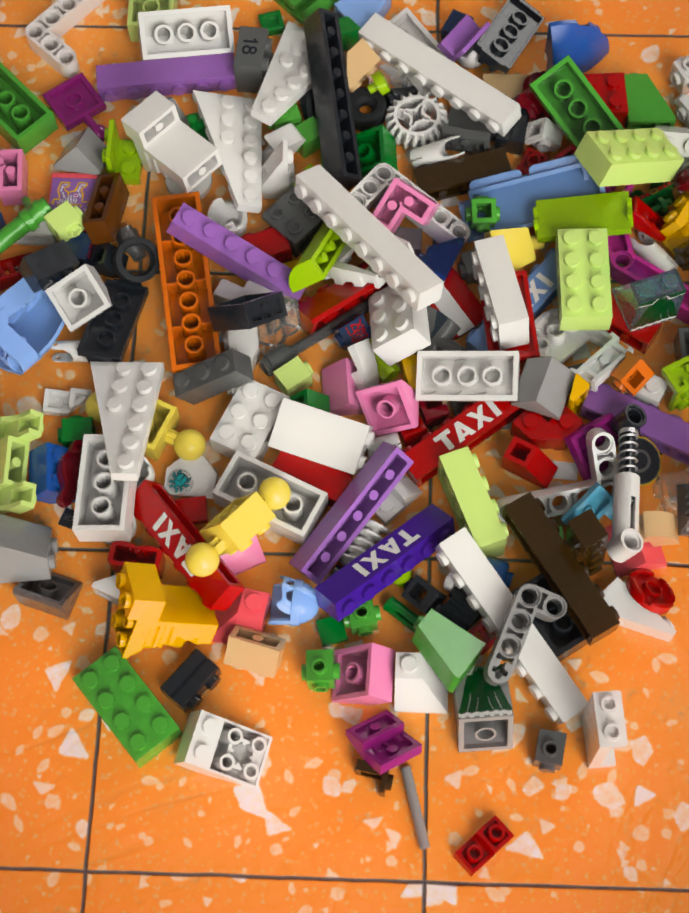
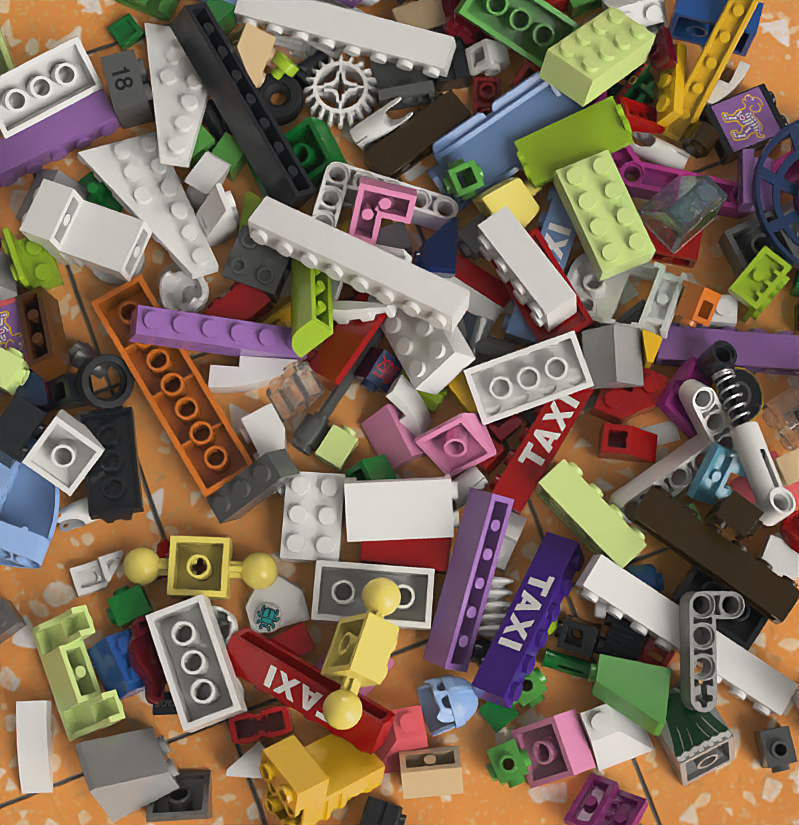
camera: 25 degrees left, 10 degrees up
(126, 408) = (177, 562): white wing -> none
(247, 311) = (262, 400): black window -> none

